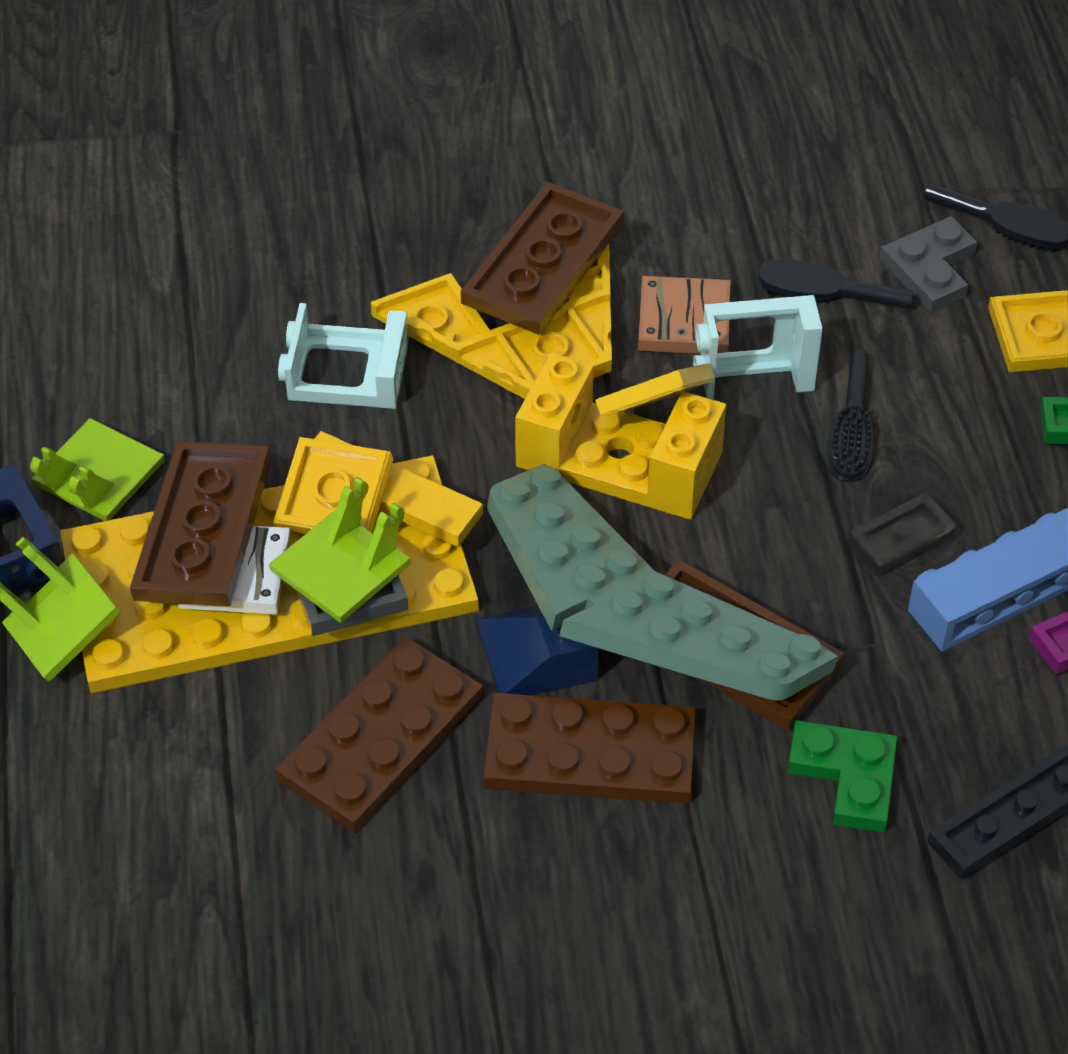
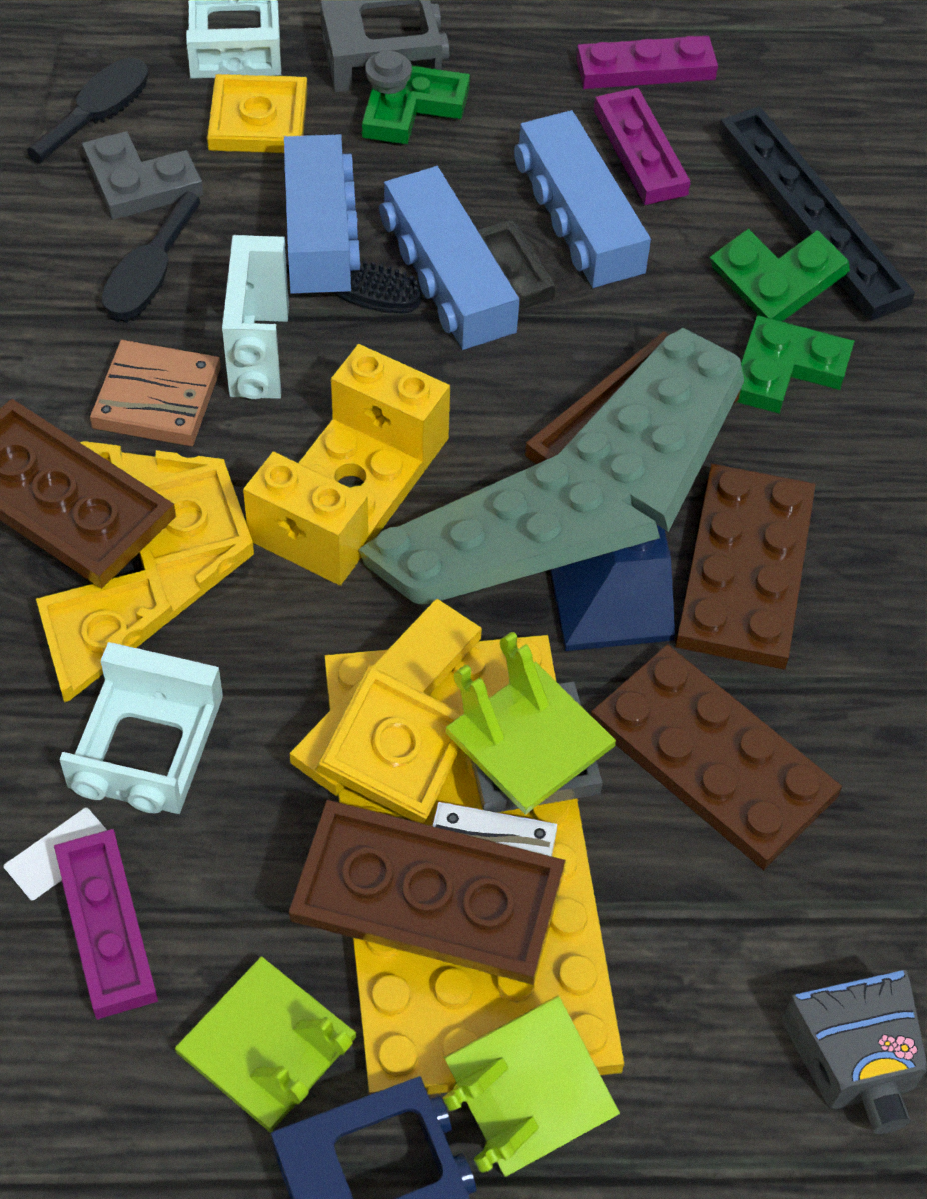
camera: 85 degrees left, 5 degrees up
(106, 839) = (861, 1045): none -> dark grey torso
(184, 364) = (105, 924): none -> magenta plate
(247, 338) = (37, 866): none -> white sticker
(655, 389) = (308, 408): yellow tile -> none
(905, 374) = (320, 214): none -> medium blue brick
(933, 460) = (449, 258): none -> medium blue brick
(951, 750) = (781, 285): none -> green plate

